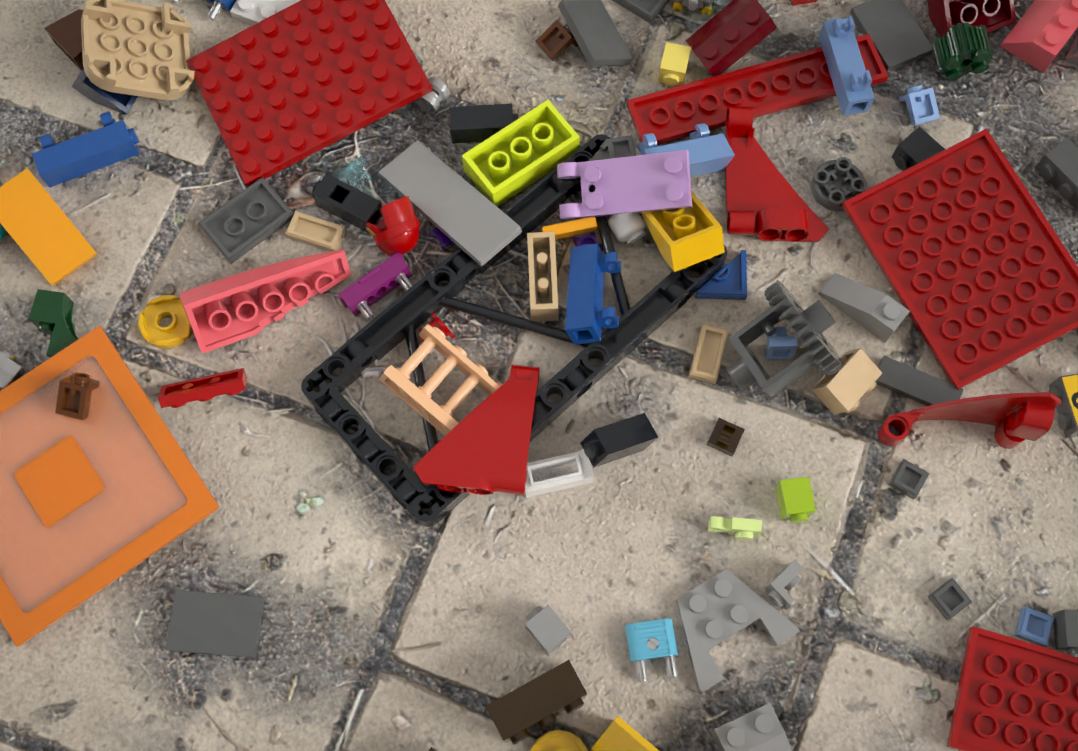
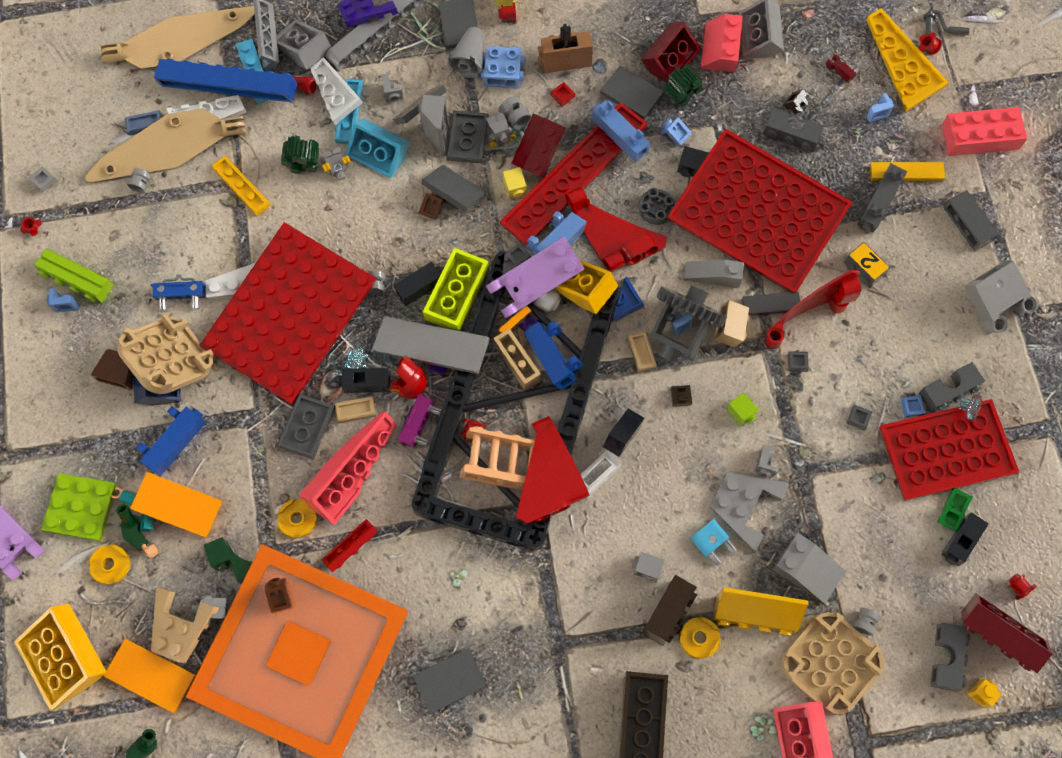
camera: 30 degrees left, 0 degrees up
(742, 528) = (724, 443): yellowish green plate -> none

